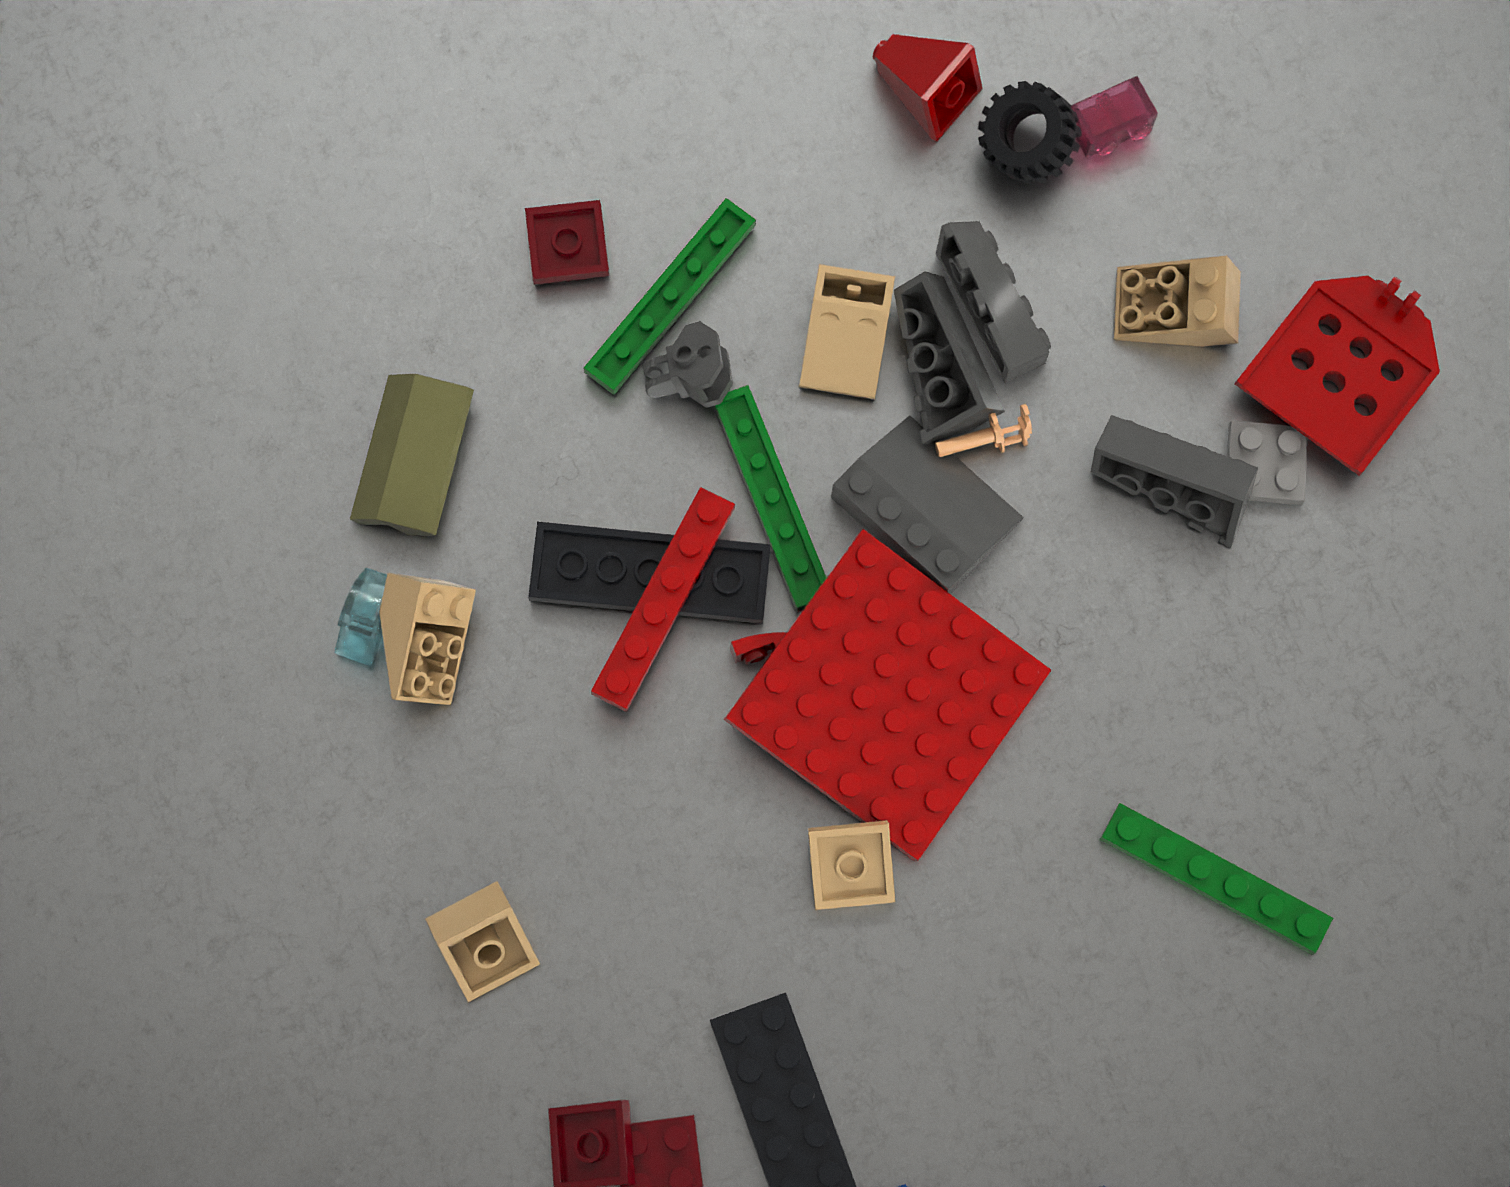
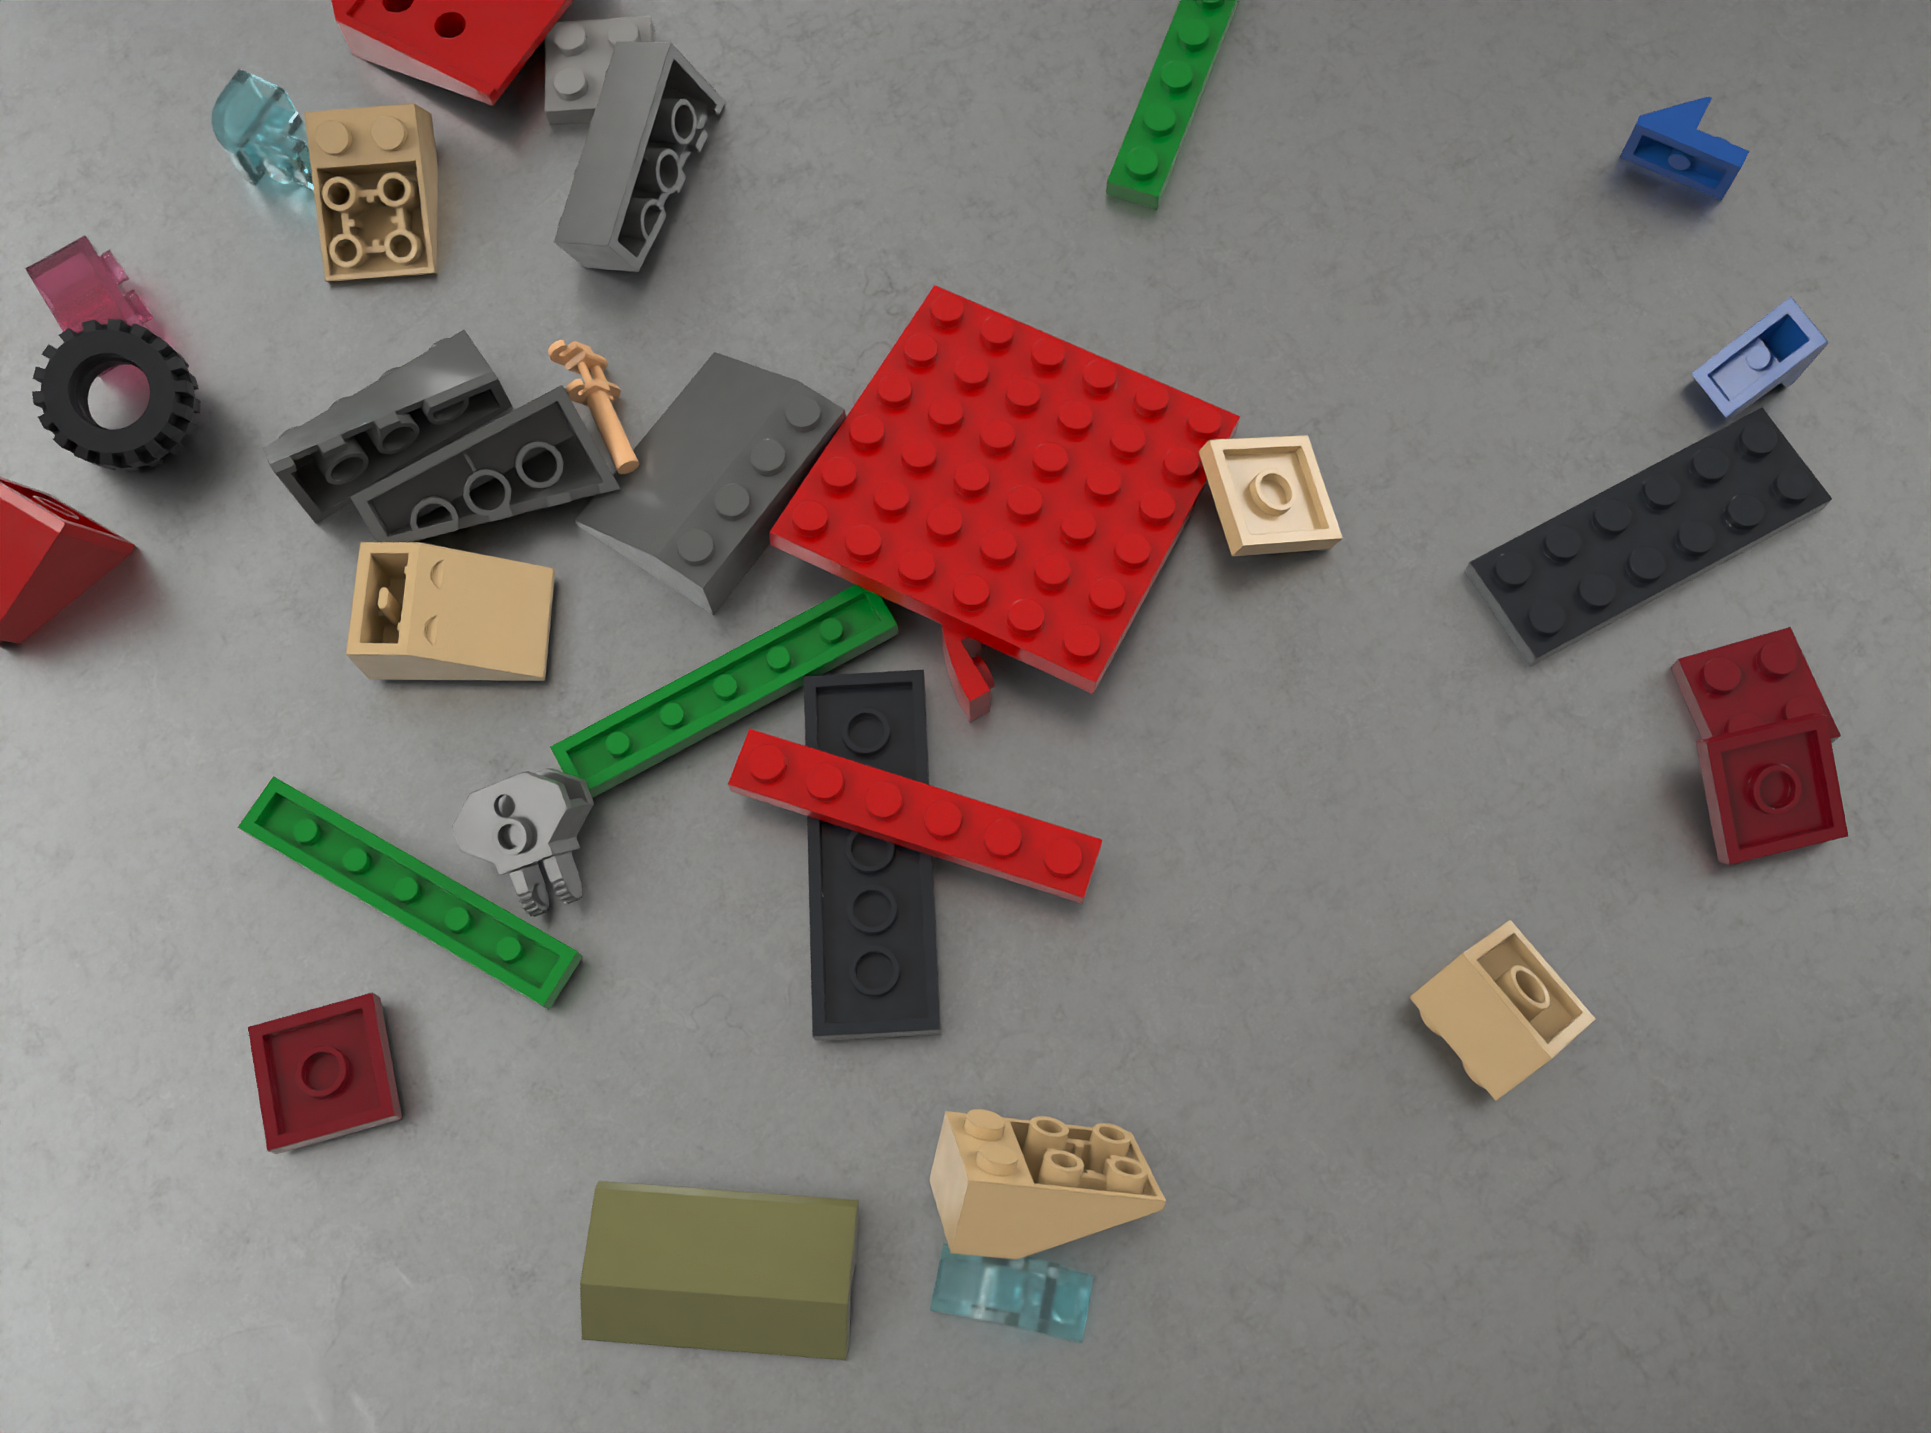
camera: 90 degrees left, 5 degrees down
(1241, 222) = (257, 129): none -> clear light blue brick

